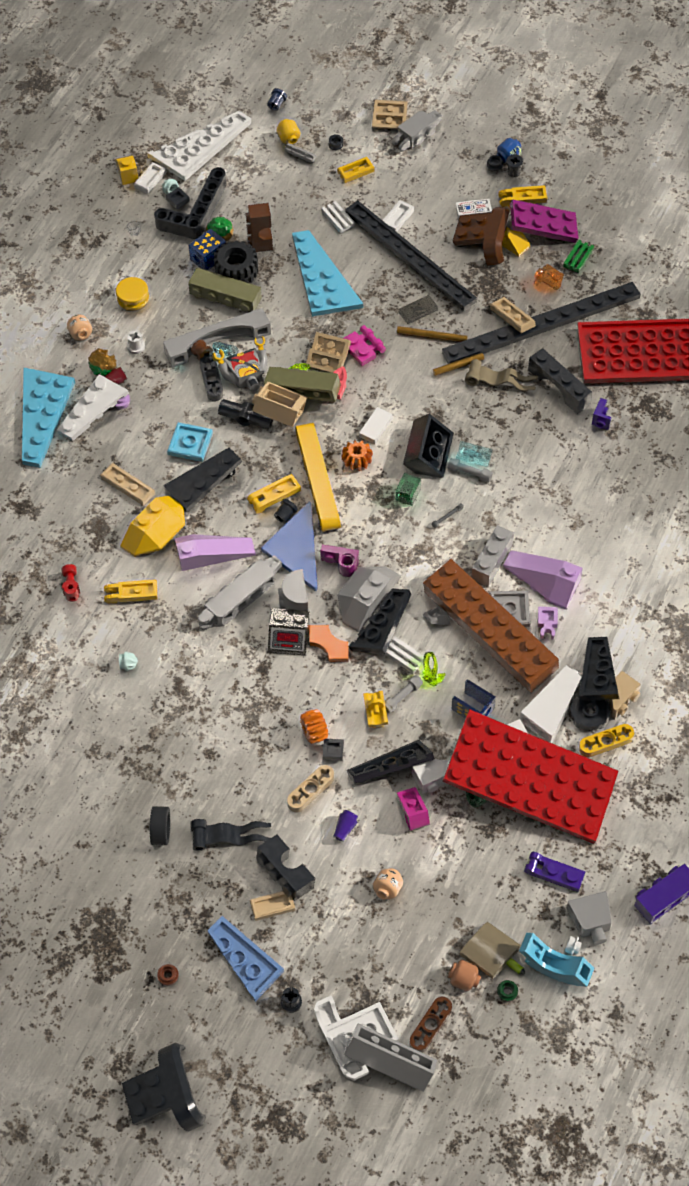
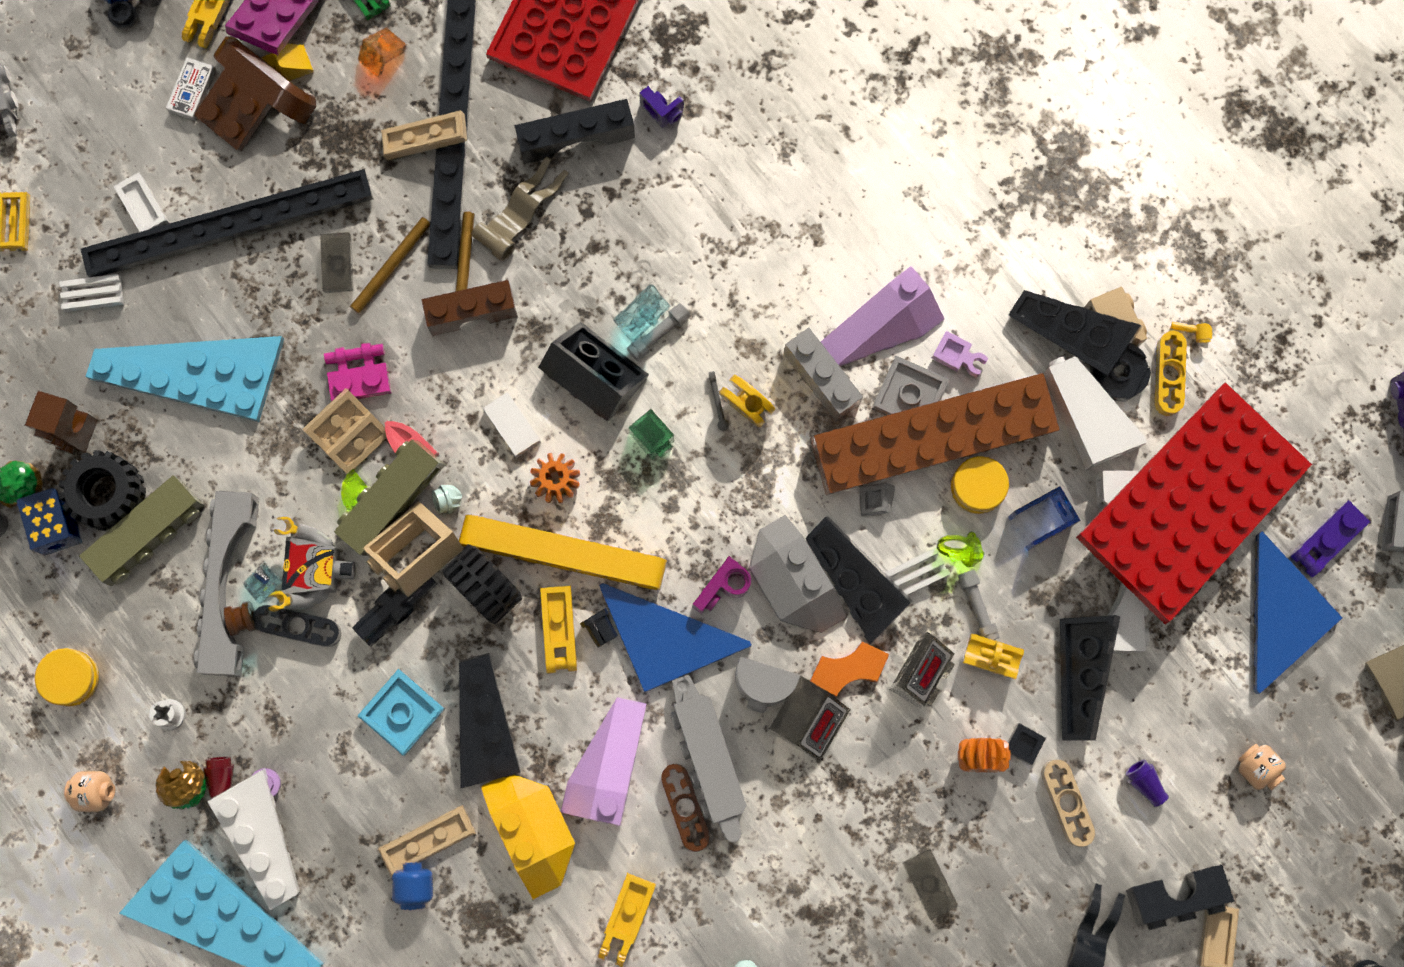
camera: 70 degrees left, 20 degrees up
(99, 483) = (412, 886): none -> blue head
(210, 586) = (700, 827): none -> reddish brown beam
(225, 733) = (930, 884): none -> clear smoke plate
(277, 441) = (482, 584): none -> black tyre
(317, 412) = (446, 499): none -> light aqua plate
(346, 673) = (923, 670): none -> slope
(414, 808) = (1163, 678): dark pink plate -> none
(419, 366) = (450, 310): none -> reddish brown arch
(453, 523) = (747, 401): none -> yellow head
(475, 663) = (979, 485): none -> yellow head
(491, 866) = (1287, 614): none -> blue tile
(642, 748) = (1203, 331): none -> yellow hand

